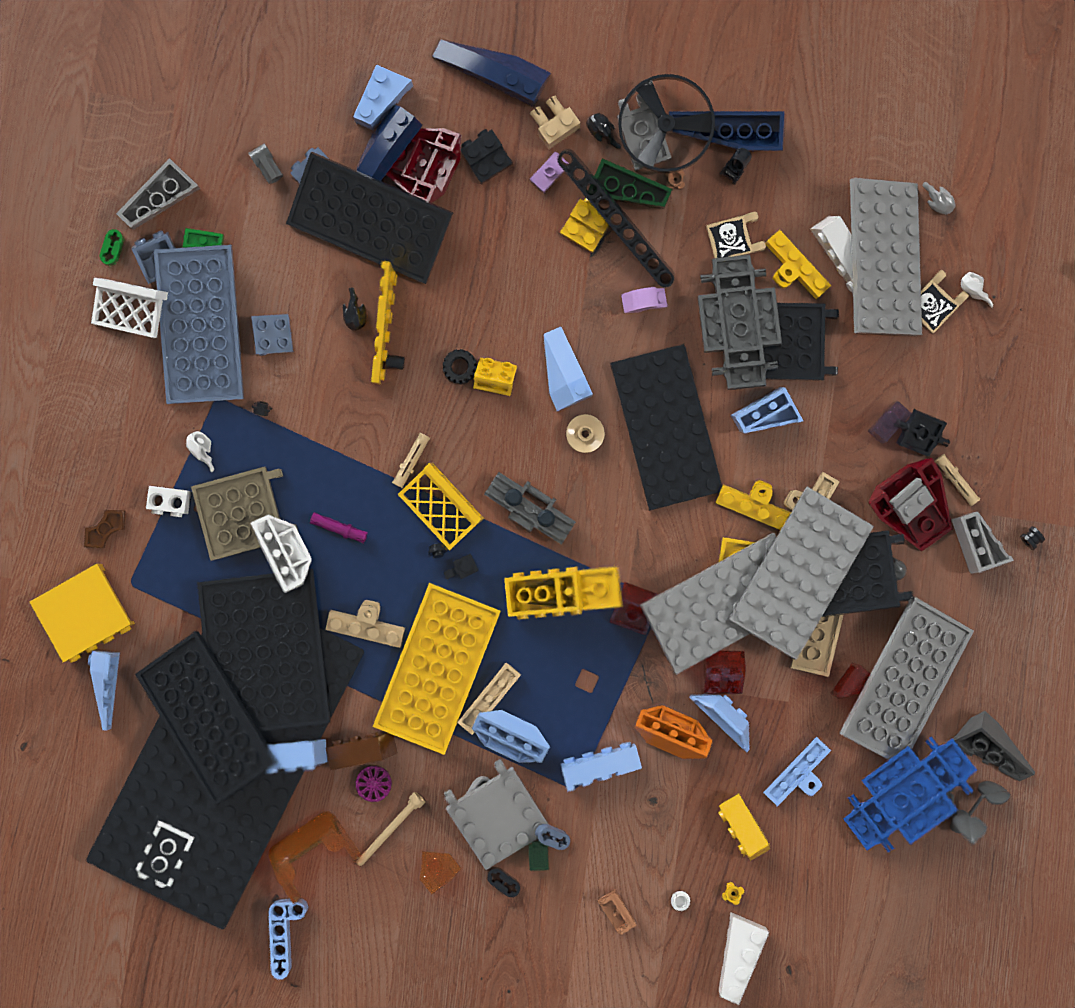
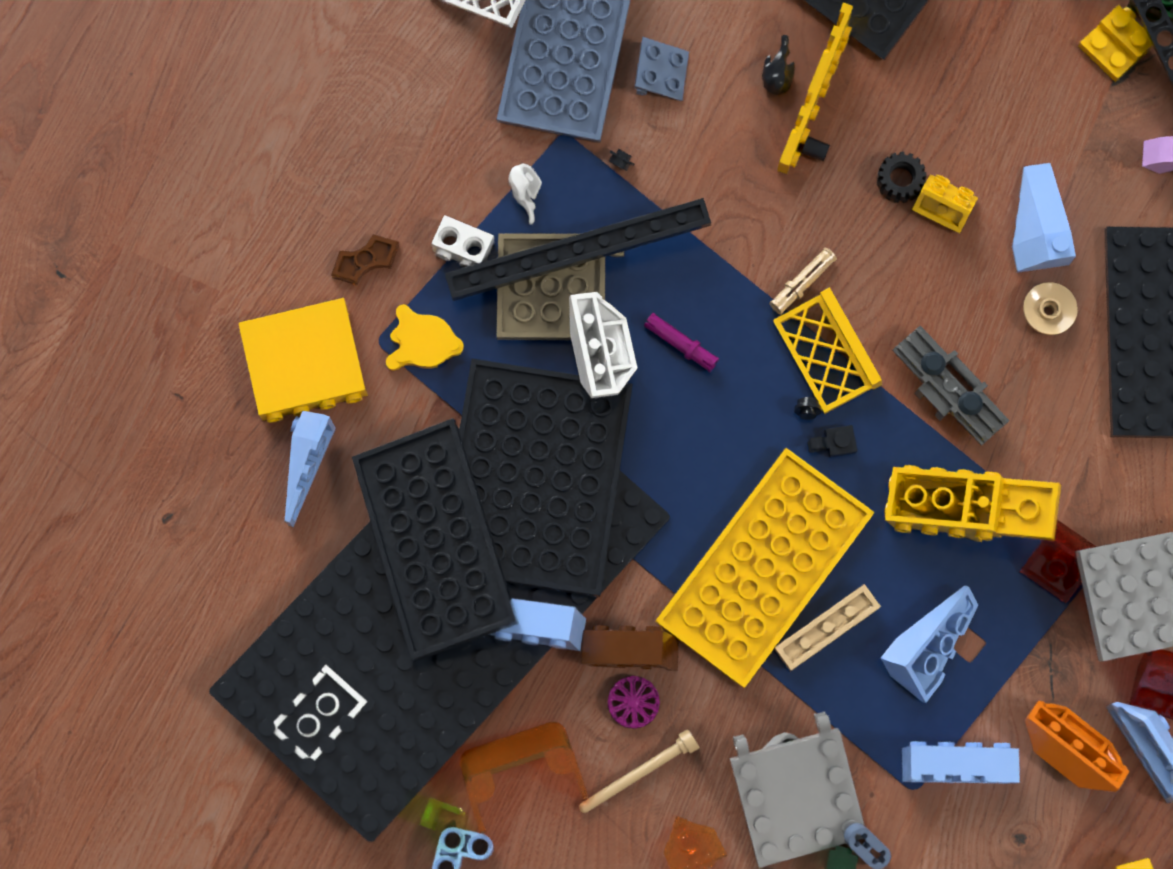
camera: 15 degrees right, 10 degrees down
(161, 575) = (422, 341): none -> yellow tile
(248, 485) = (578, 249): none -> black plate
(260, 895) = (433, 813): none -> clear neon green panel
(366, 625) = (682, 482): tan plate -> none
(510, 736) = (844, 688): light blue wedge -> none
(558, 694) = (923, 649): none -> light blue wedge

